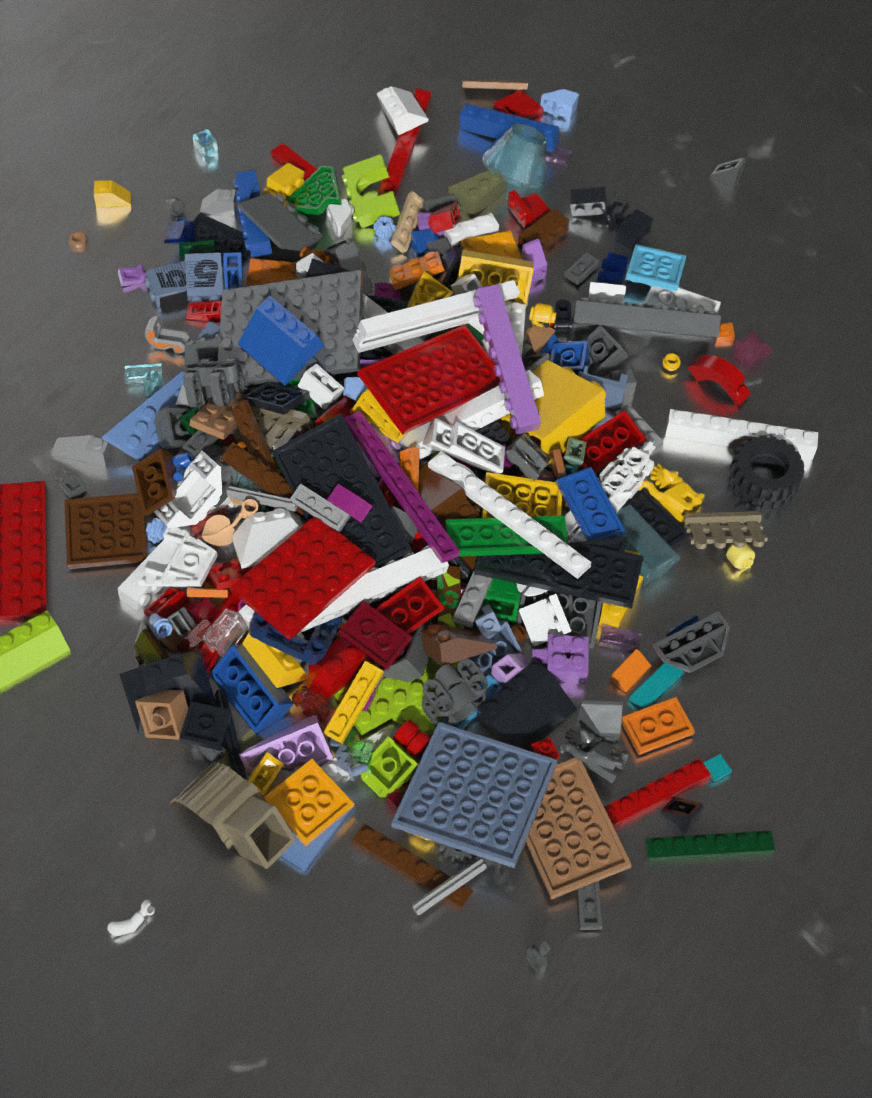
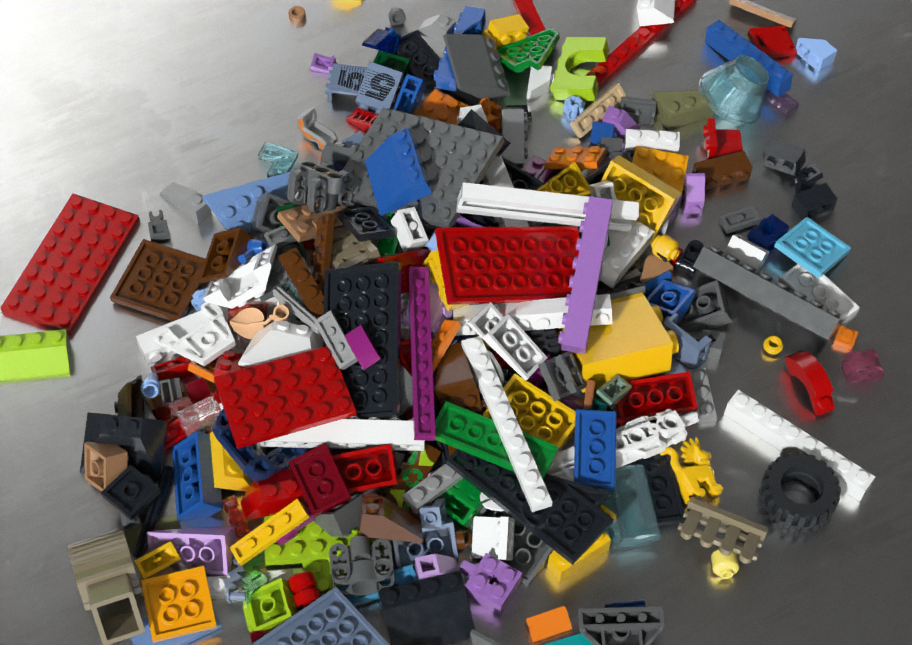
camera: 30 degrees right, 0 degrees up
(444, 218) = (630, 119): red slope -> none
(620, 639) = (556, 589): clear purple plate -> none

